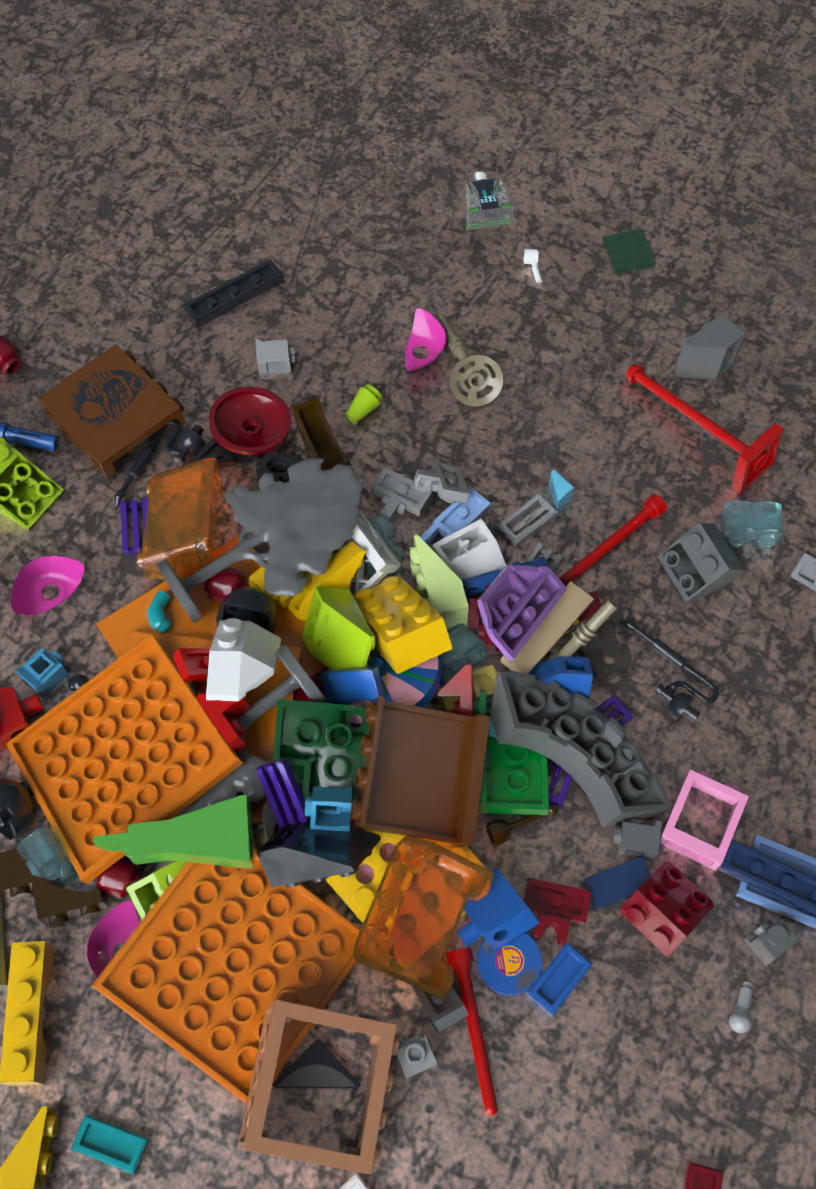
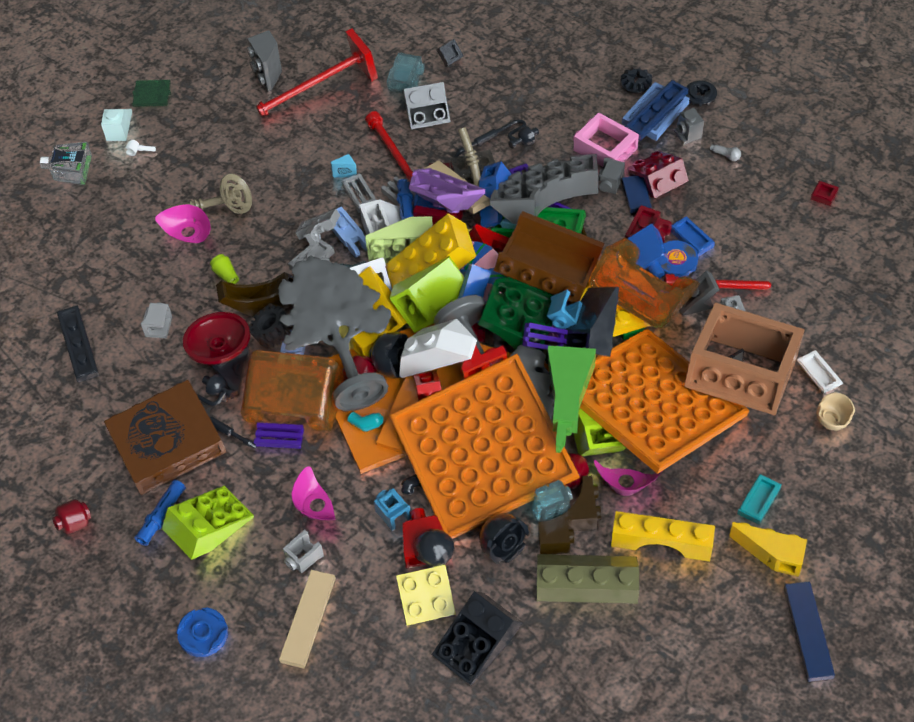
camera: 75 degrees left, 10 degrees down
(564, 227) = (116, 124): none -> light aqua slope

